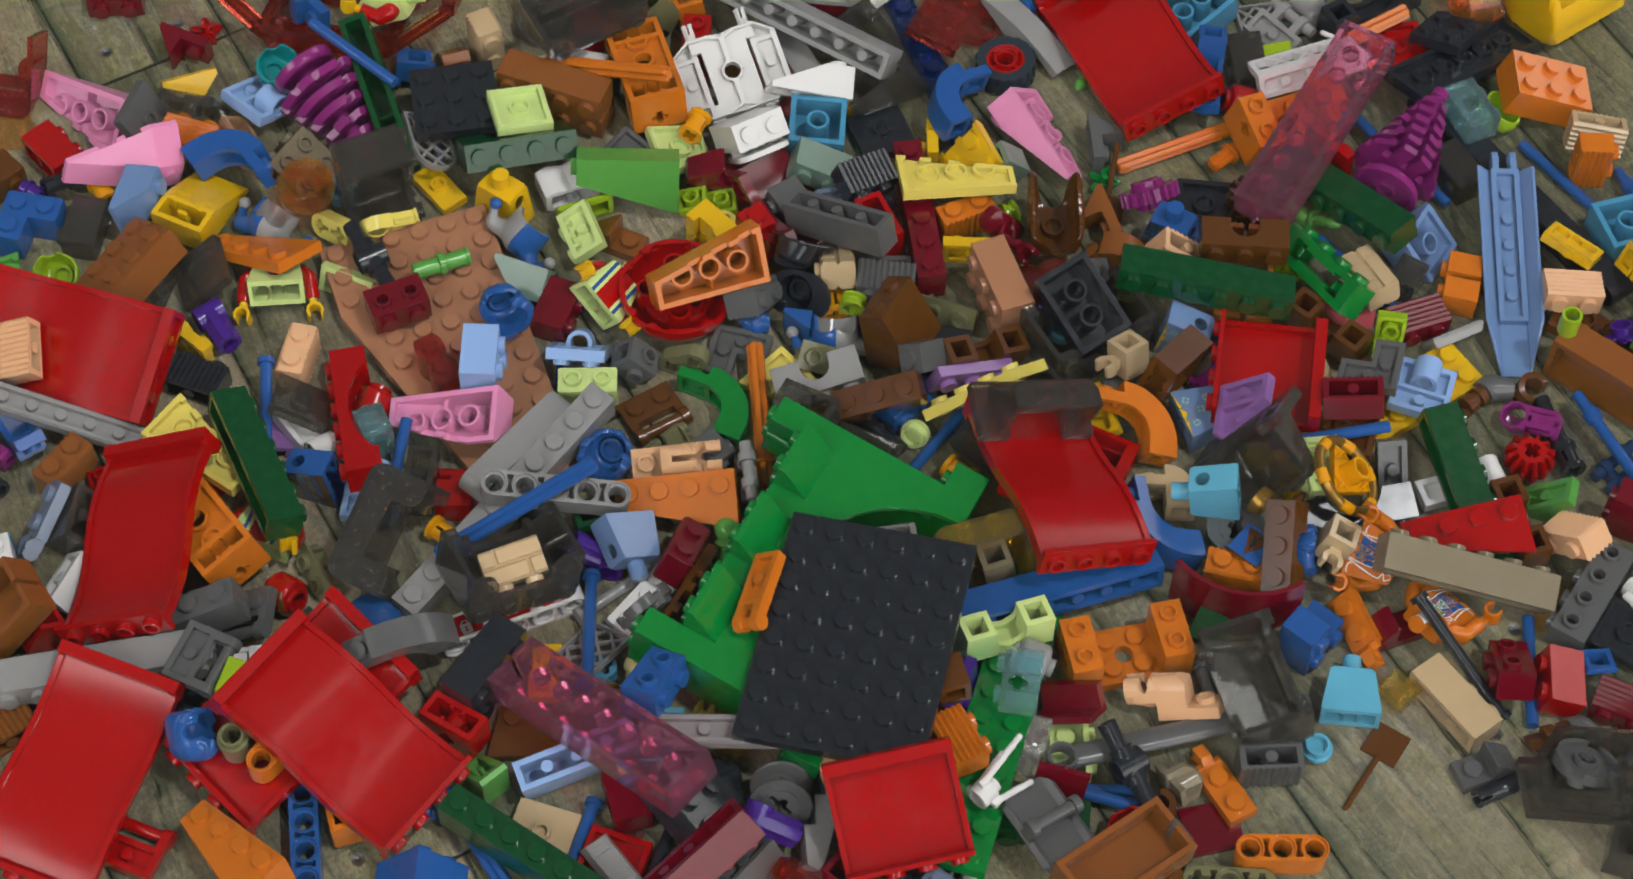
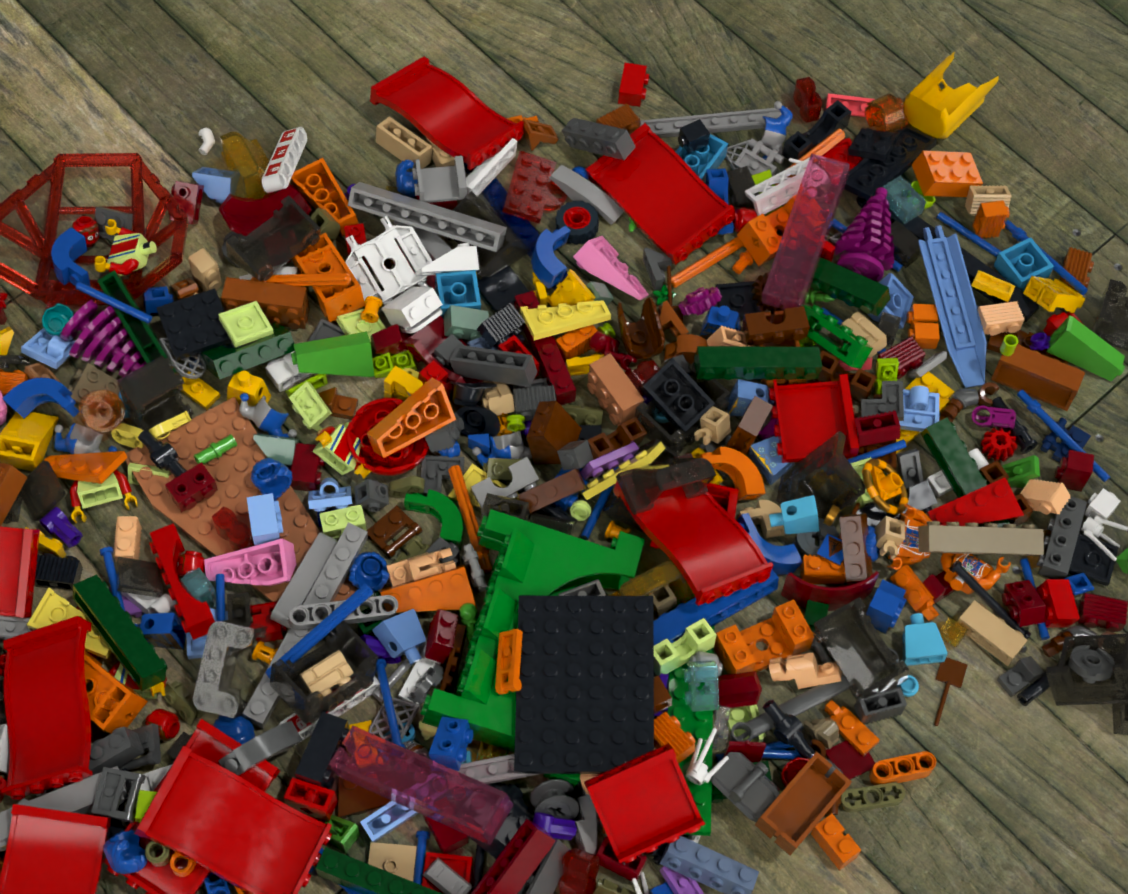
camera: 15 degrees left, 5 degrees up
(1241, 402) = (803, 447): medium lavender wing -> none

